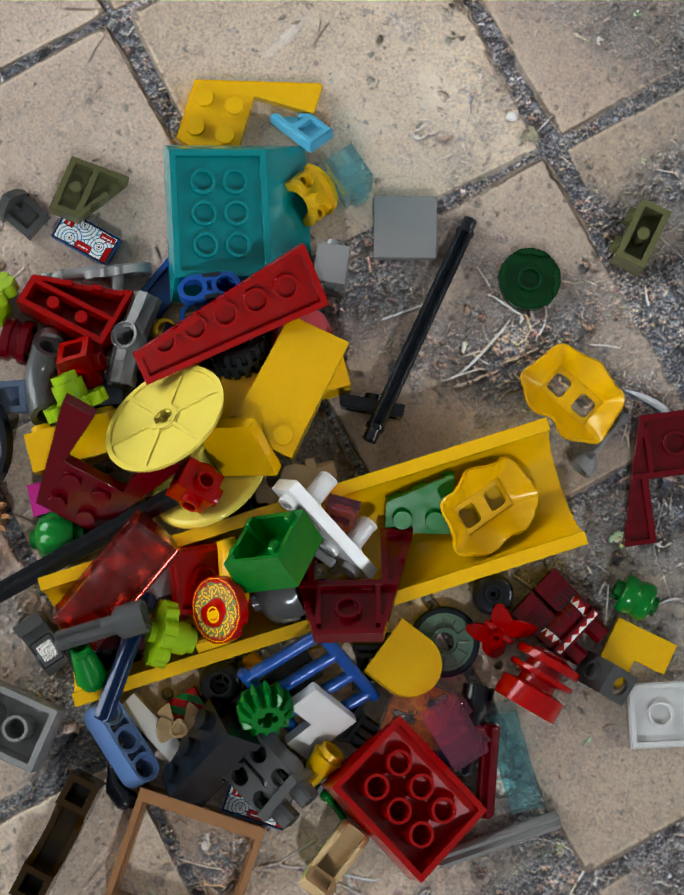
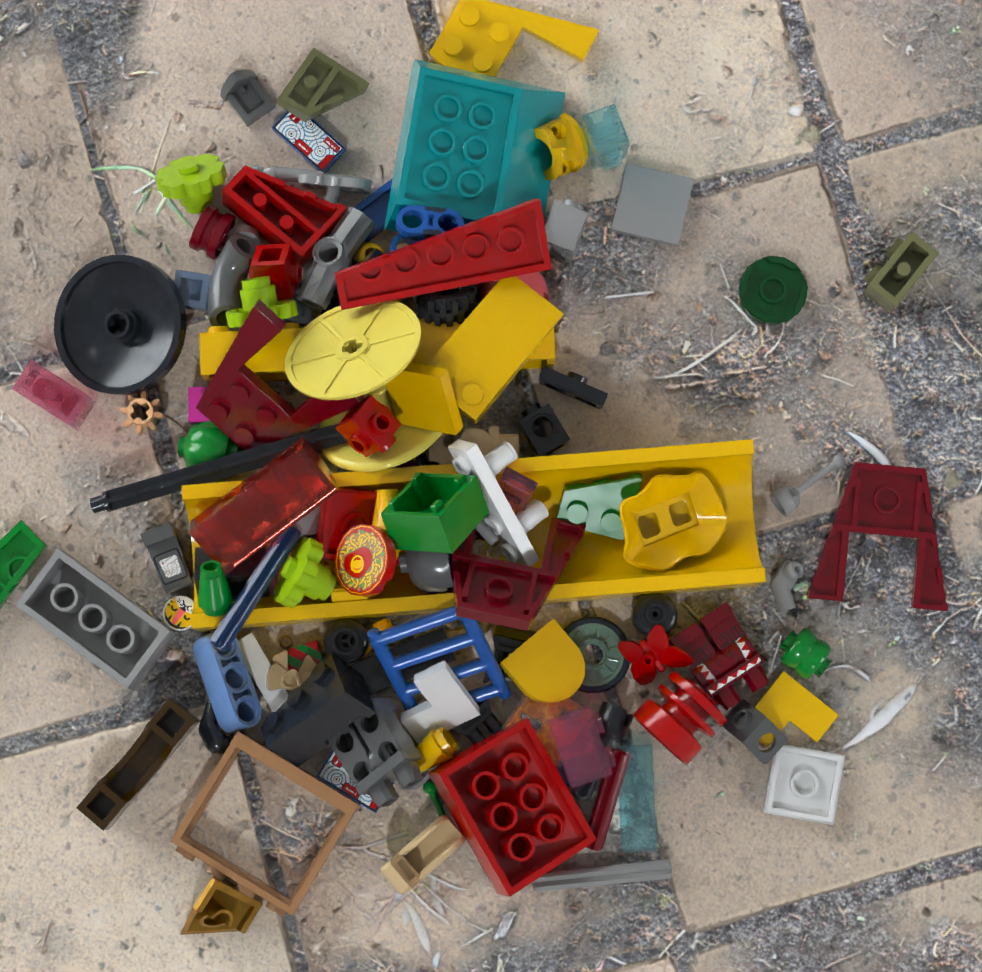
camera: 10 degrees right, 0 degrees up
(62, 689) = (177, 613): none -> tile
(126, 622) = (265, 549): dark grey piece -> none
(265, 708) = (388, 676): green gear -> none
(304, 130) = (567, 75): medium azure tile -> none
(361, 463) = (549, 444): none -> black brick
(419, 330) = (642, 317): black piece -> none
(586, 377) = (809, 409): yellow piece -> none
(599, 539) = (783, 583): none -> light grey arm

